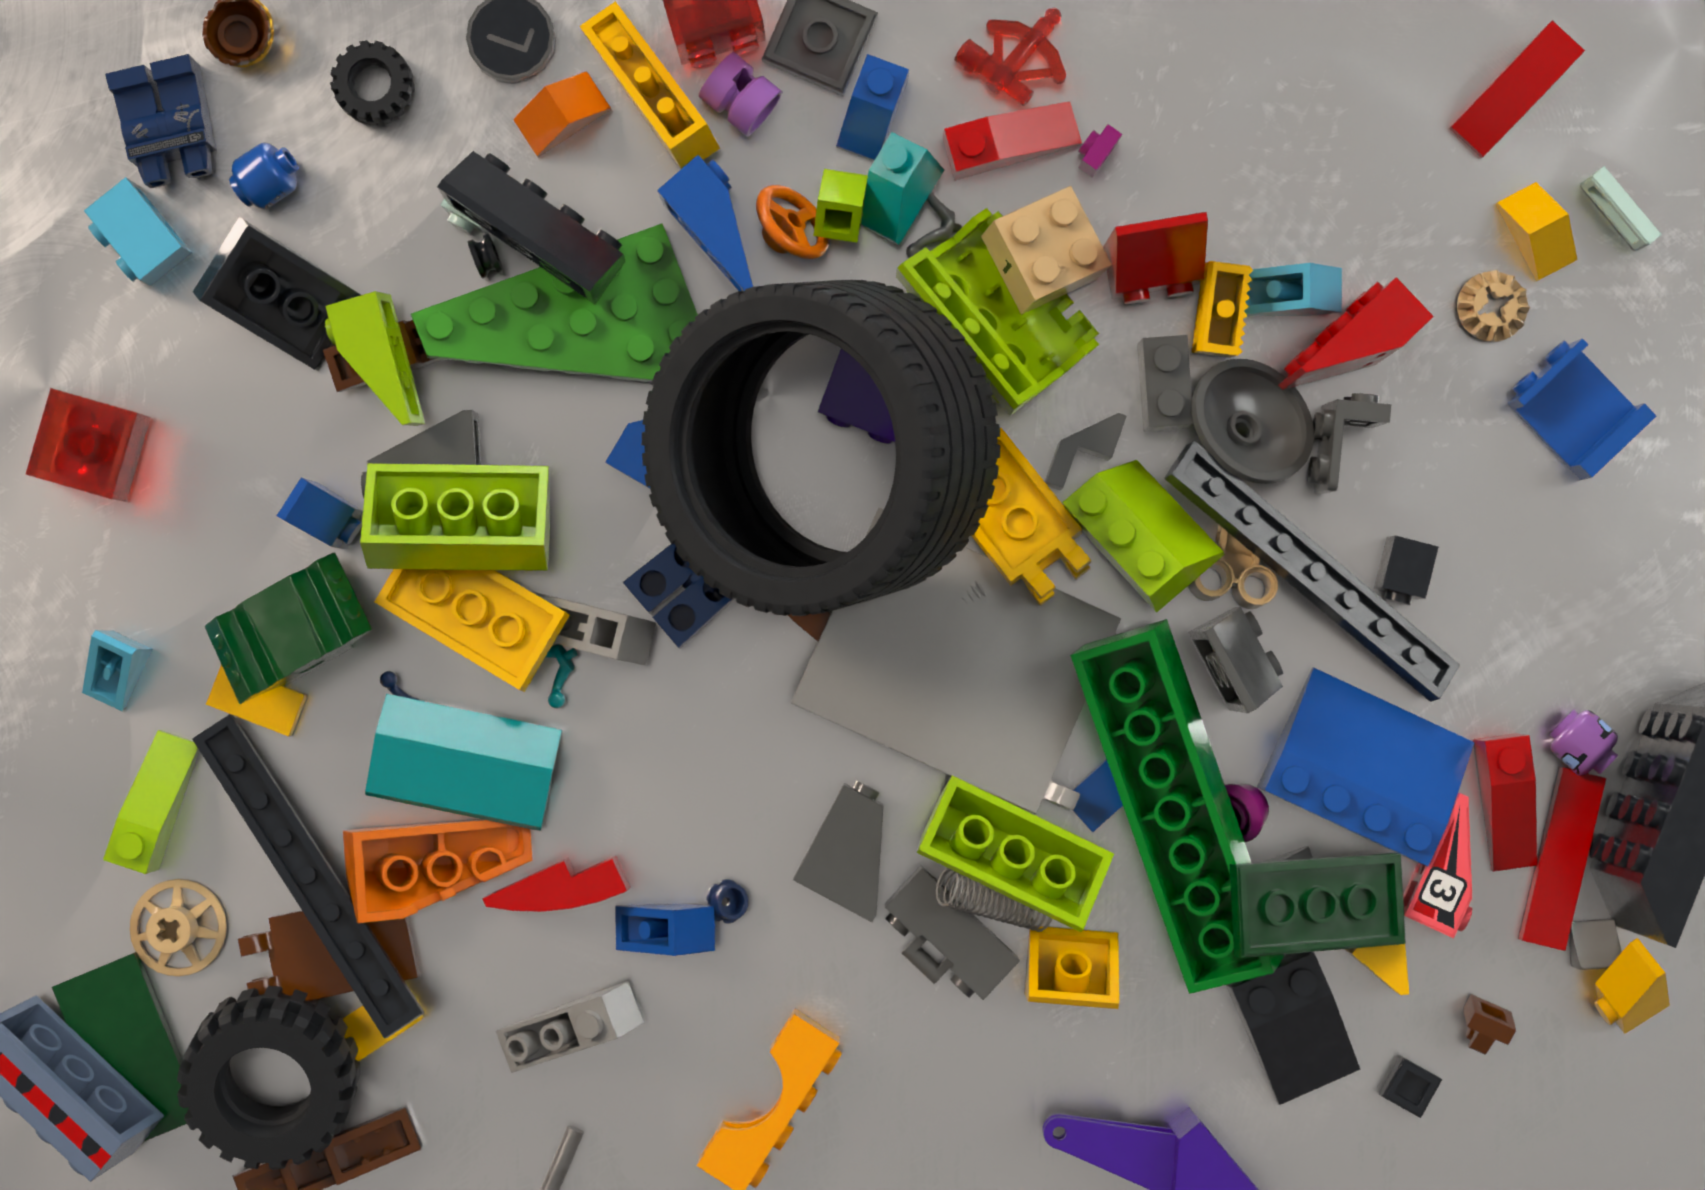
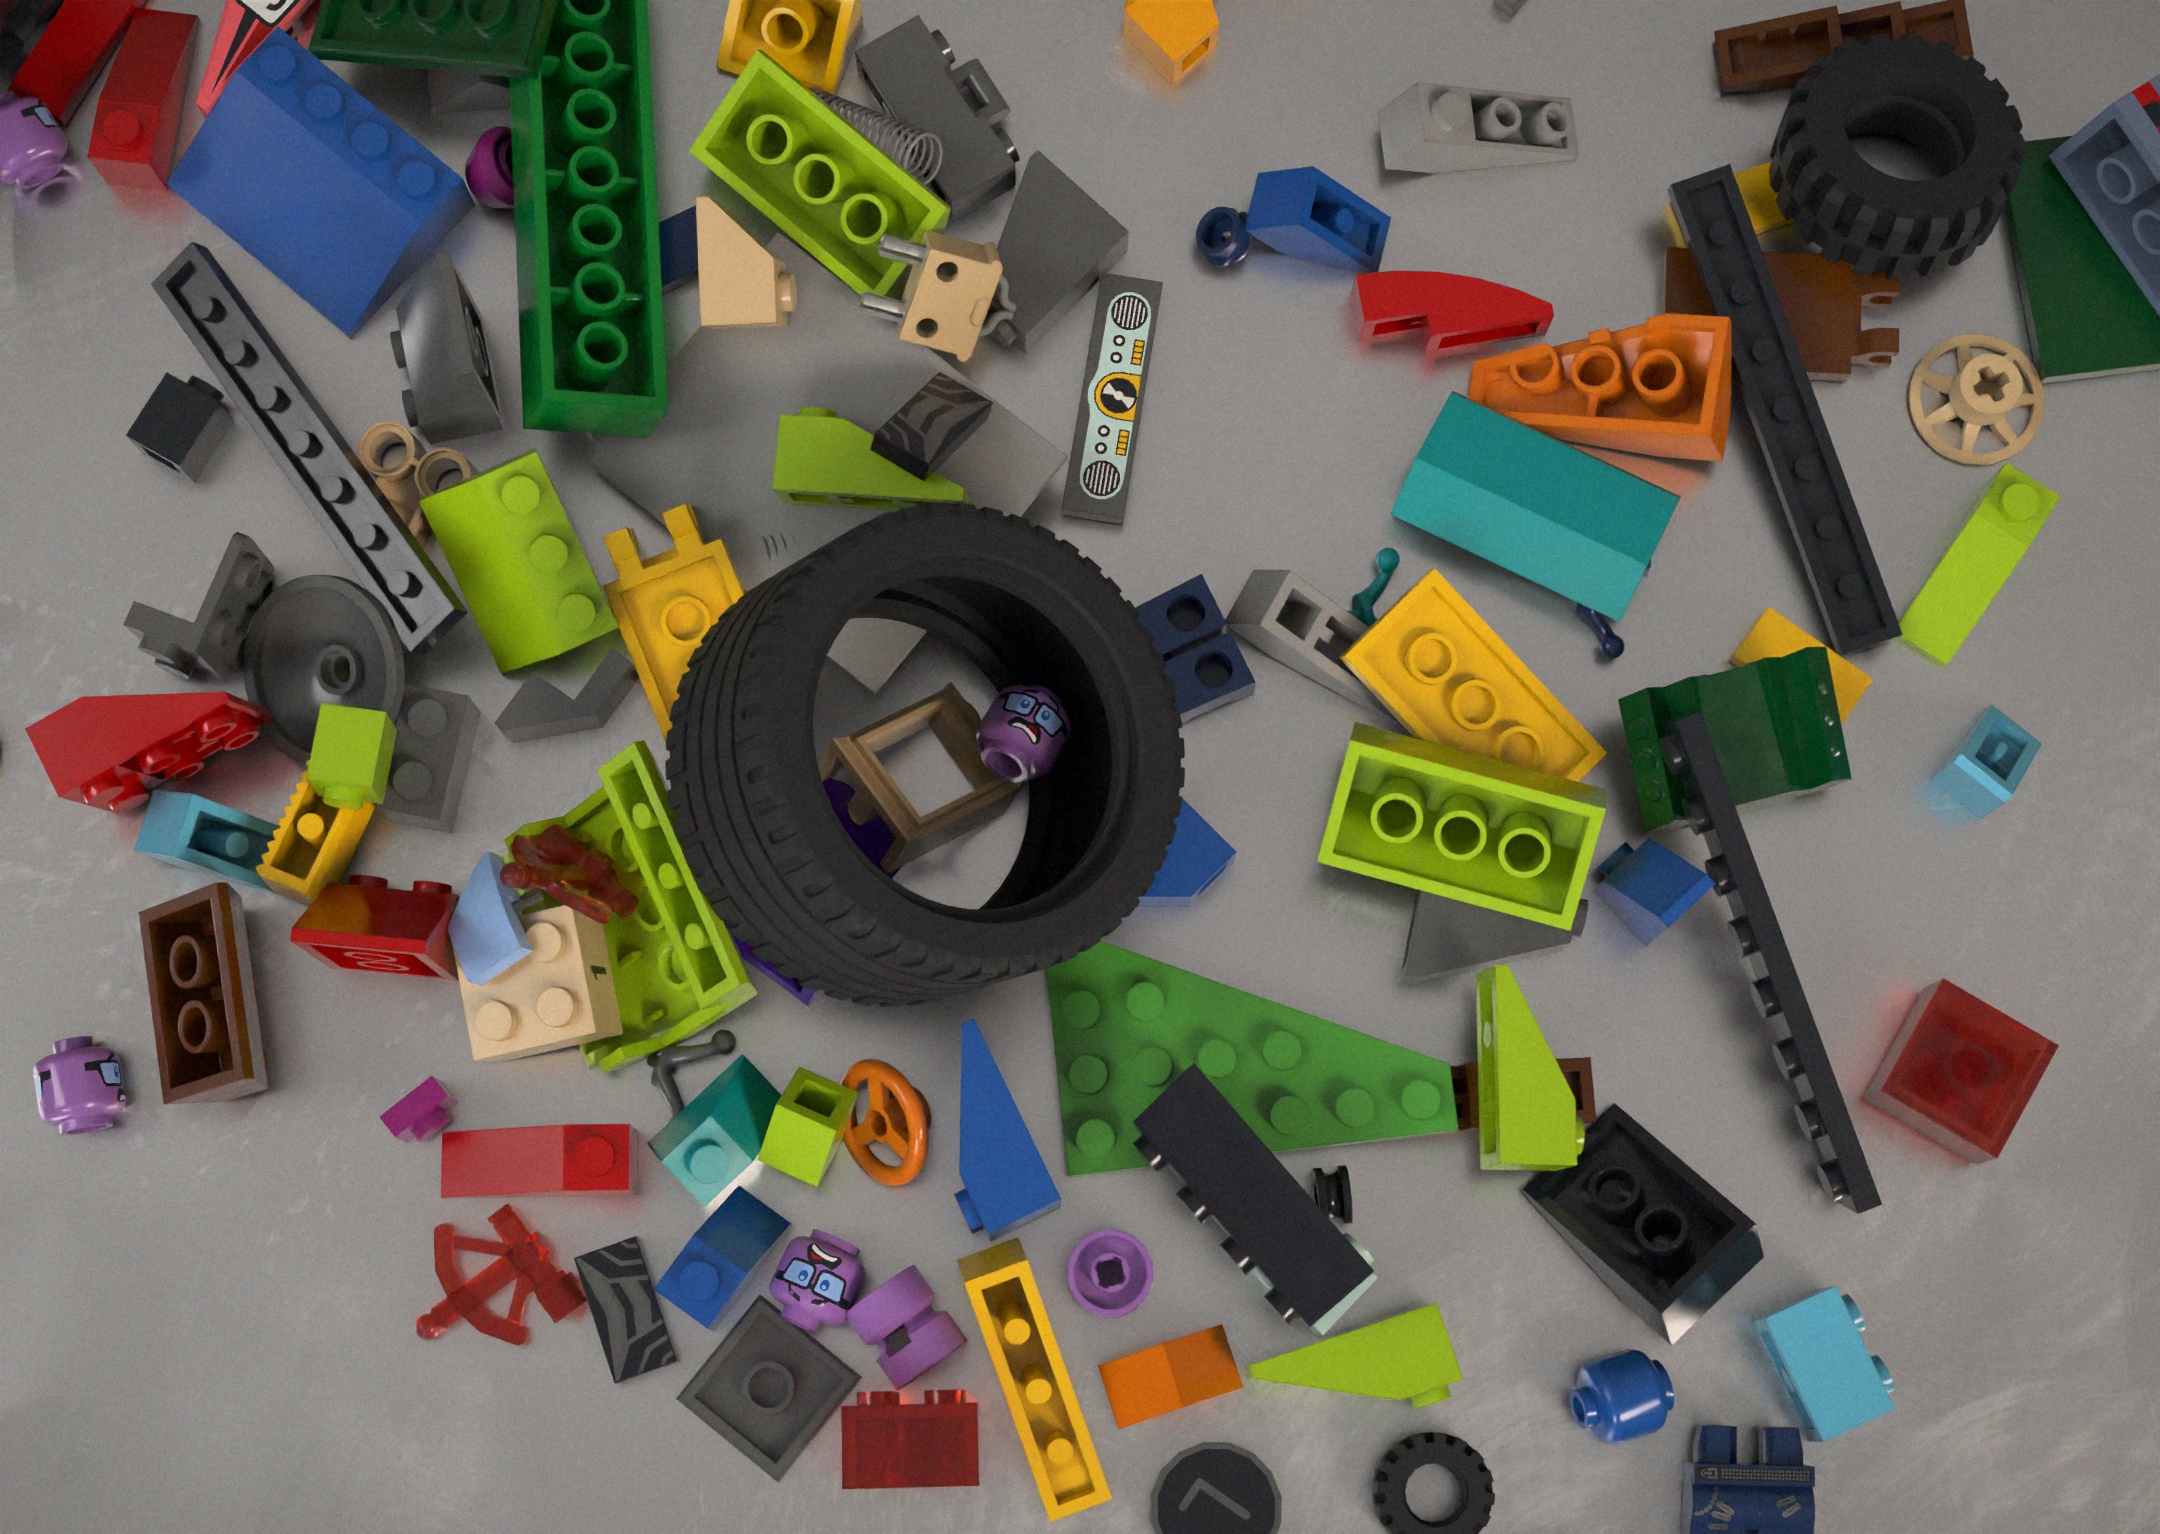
camera: 170 degrees left, 10 degrees down
(240, 492) = (1777, 986): none -> black plate
(424, 156) = (1379, 1361): none -> lime slope
(616, 162) = (1109, 1274): none -> medium lavender wheel
(767, 498) = (1023, 733): none -> medium lavender head
(775, 765) = (1112, 398): none -> tile
(806, 109) = (817, 1280): none -> medium lavender head
(854, 430) = (878, 794): none -> tan window
(886, 691) = (931, 426): none -> black tile
(906, 794) = (944, 292): none -> tan piece
(928, 61) = (626, 1310): none -> tile
(937, 653) = (831, 465): none -> lime slope
(1037, 331) = (567, 873): none -> clear red piece
(1051, 769) = (738, 274): none -> tan slope
(1089, 273) = (486, 925): none -> light blue slope
(1210, 356) = (351, 756): none -> lime brick
(1262, 179) = (203, 997): none -> reddish brown slope
(1327, 106) = (79, 1086): none -> medium lavender head

